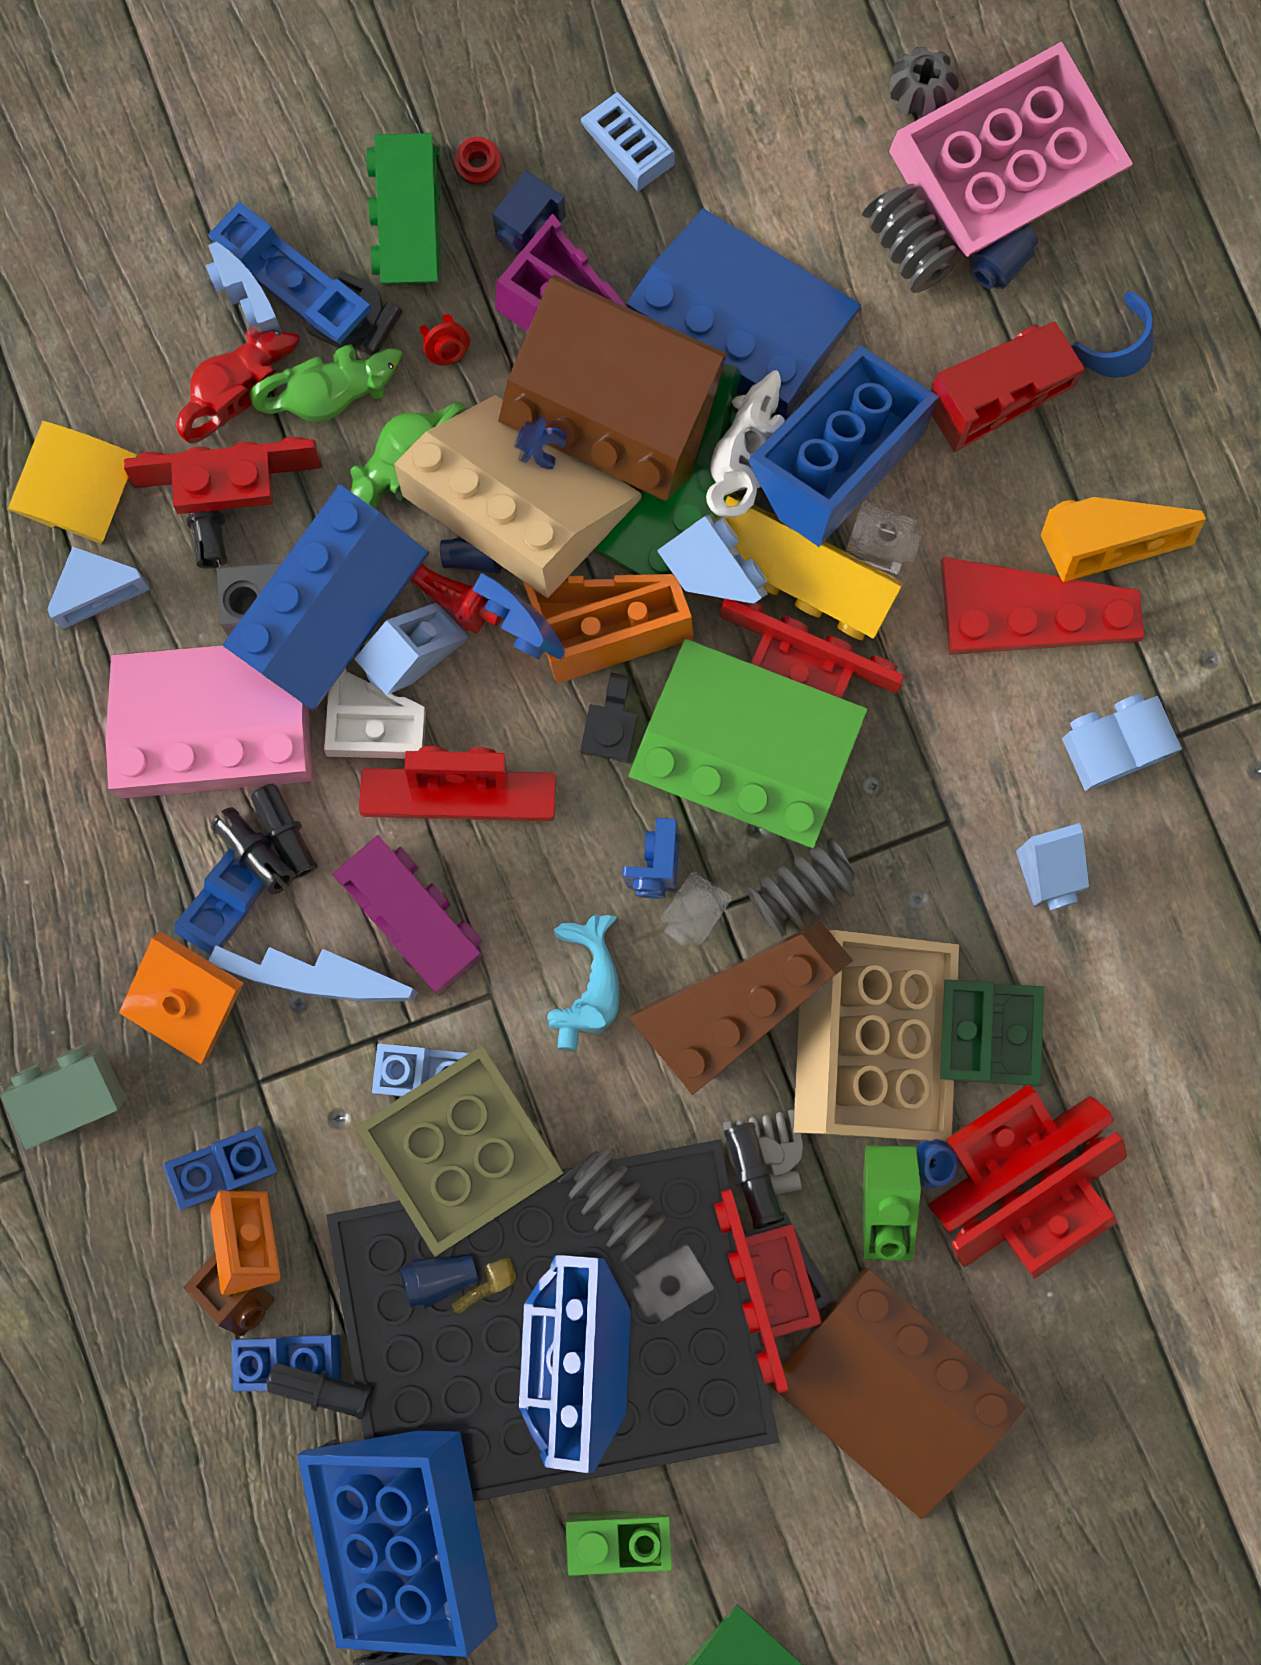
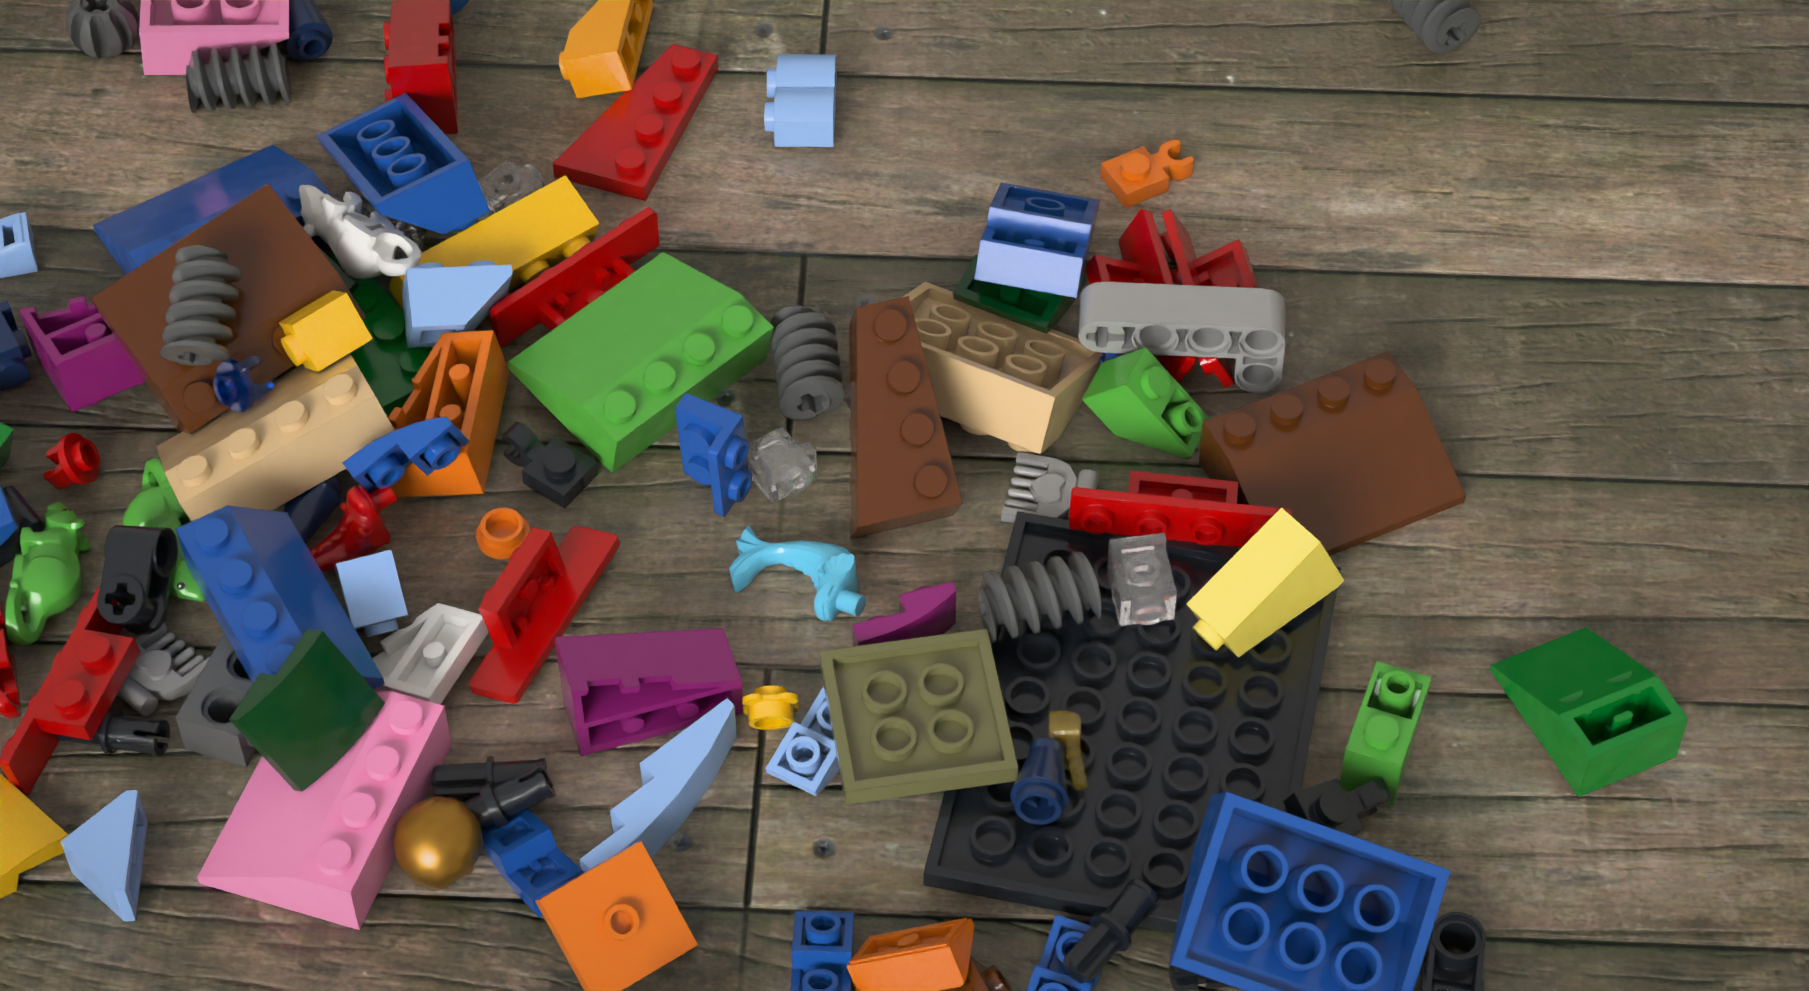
camera: 70 degrees left, 30 degrees down
(199, 824) = (437, 842): none -> pearl gold hair
(230, 678) = (307, 711): none -> dark green slope
(278, 521) = (156, 672): none -> light grey piece
(329, 460) = (136, 573): none -> black piece
(436, 1021) = (770, 707): none -> yellow plate
(520, 1521) = (1336, 809): none -> black plate
(523, 720) = (501, 532): none -> orange plate
(570, 379) = (199, 307): none -> dark grey piece
(575, 1362) = (1178, 684): blue wedge -> none
(579, 1104) = (922, 614): none -> magenta slope
(614, 482) = (324, 331): none -> yellow brick
(704, 1394) = (1264, 586): none -> light yellow slope
(754, 1175) = (1056, 489): black pin -> none
(972, 1211) = (1192, 323): none -> light grey beam
(1032, 1033) = (1036, 240): none -> slope
(1055, 866) = (891, 173): light blue slope -> none
(1179, 1084) = (1142, 176): none -> orange plate

